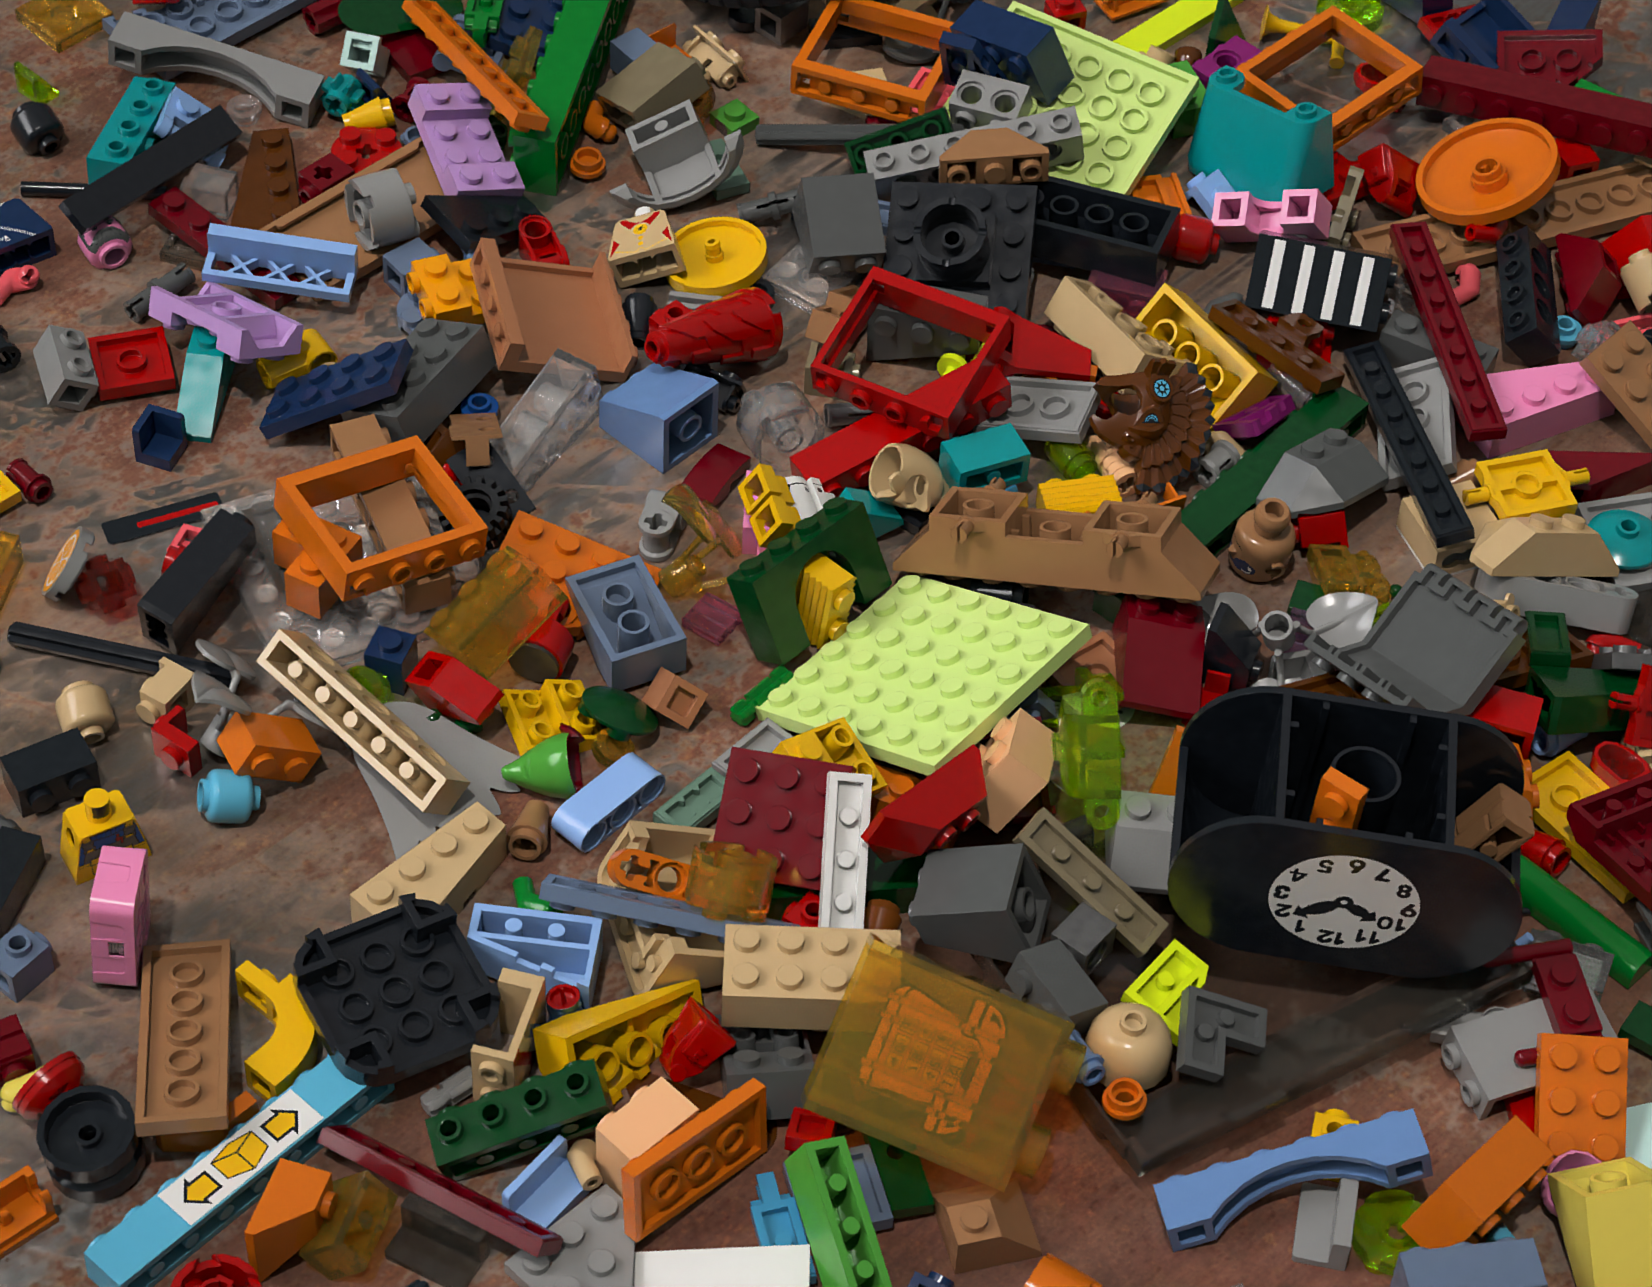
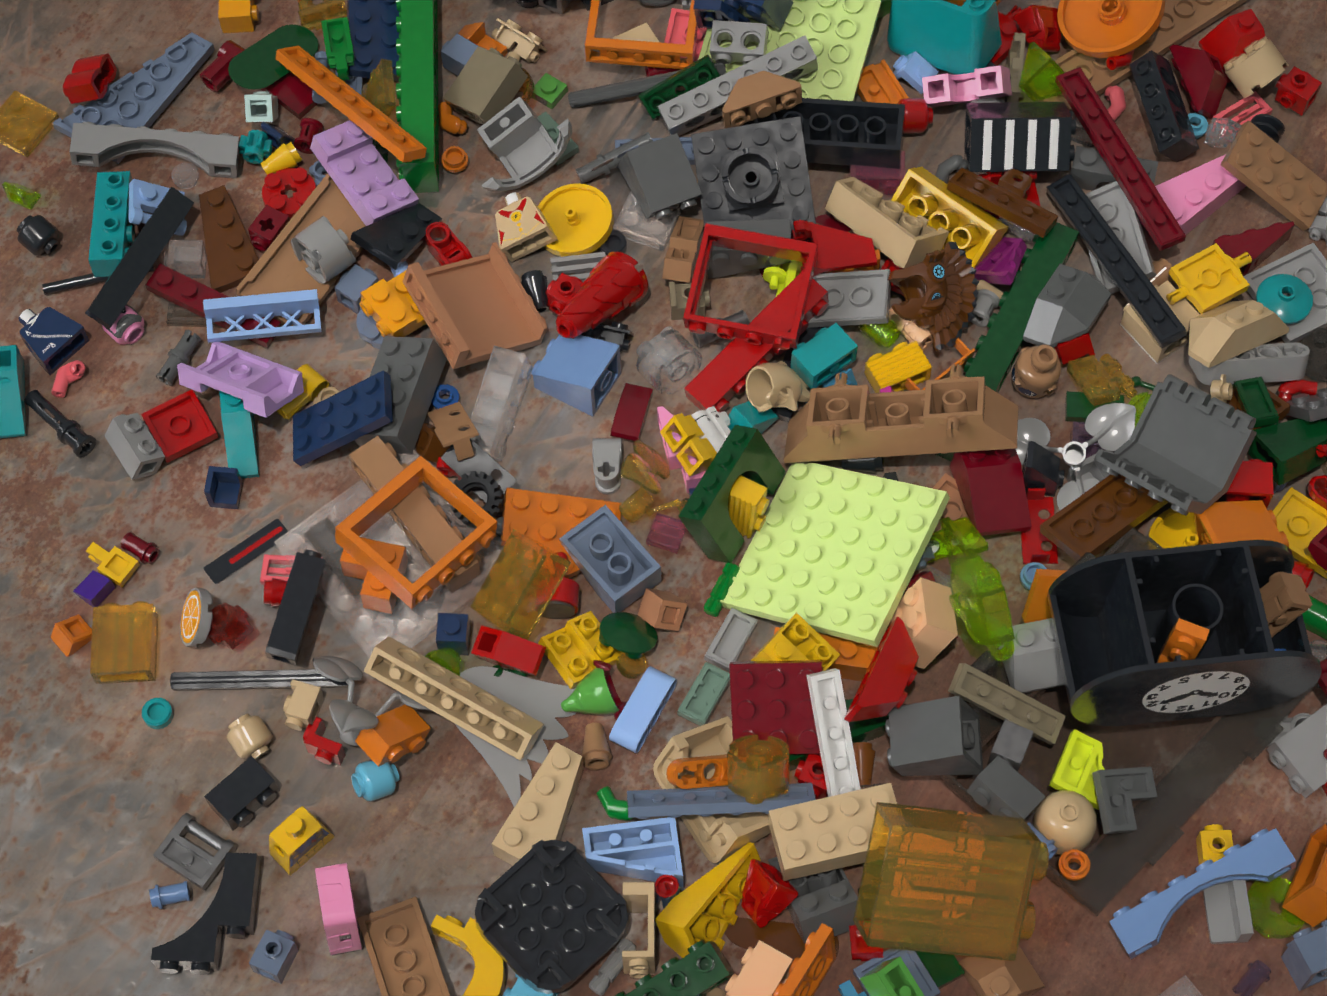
camera: 10 degrees left, 15 degrees up
(1370, 223) = (1039, 74): none -> clear neon green slope

